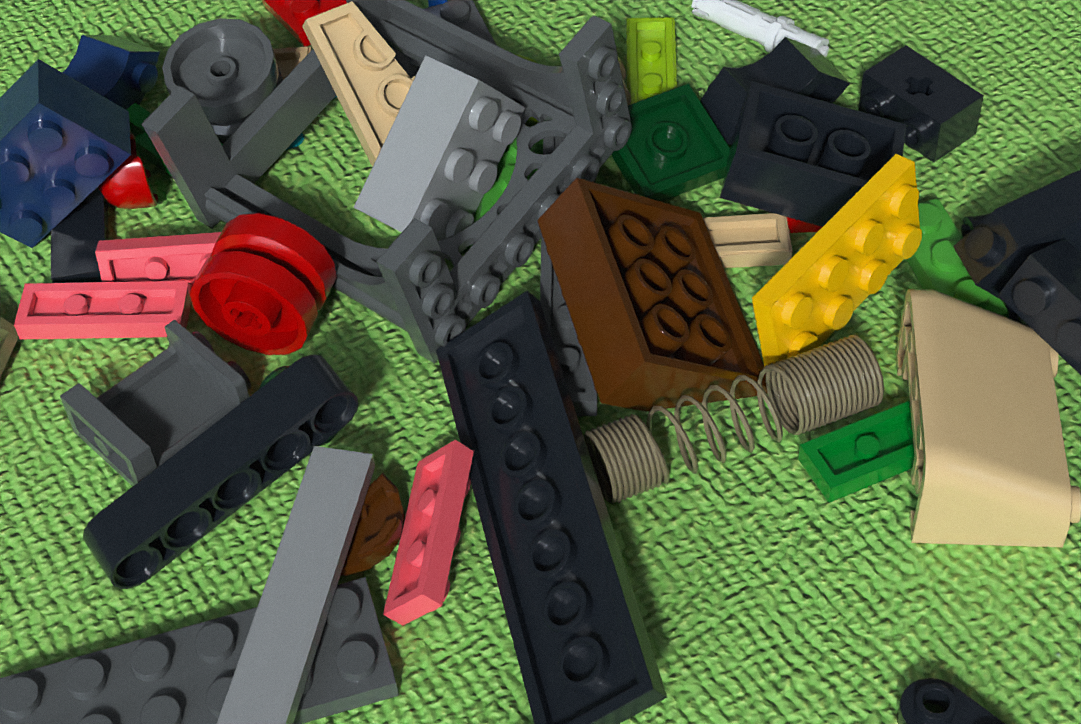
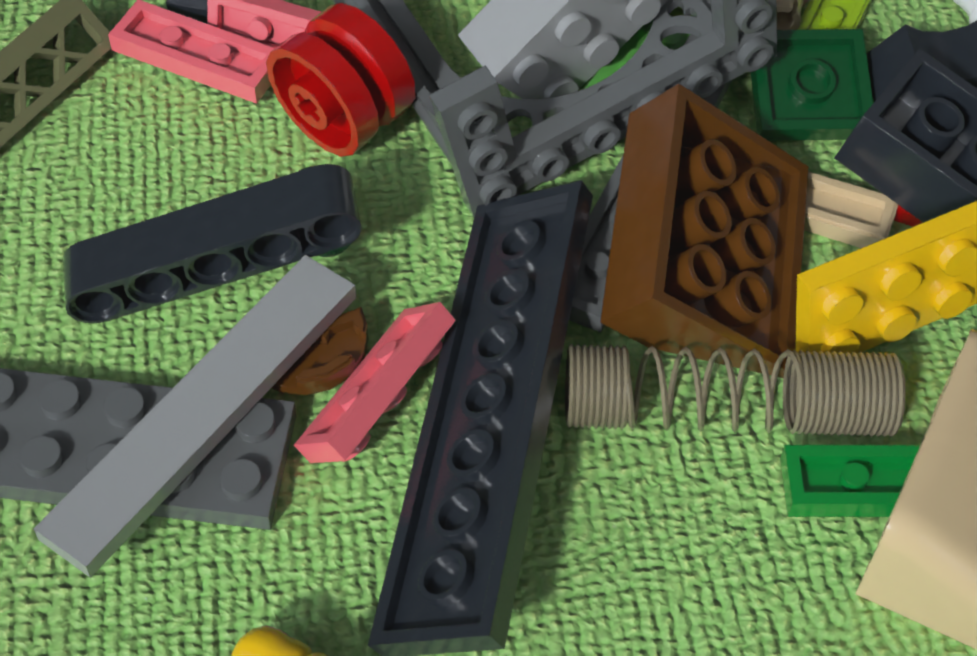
camera: 20 degrees right, 5 degrees up
(158, 405) = (196, 157): dark grey panel -> none

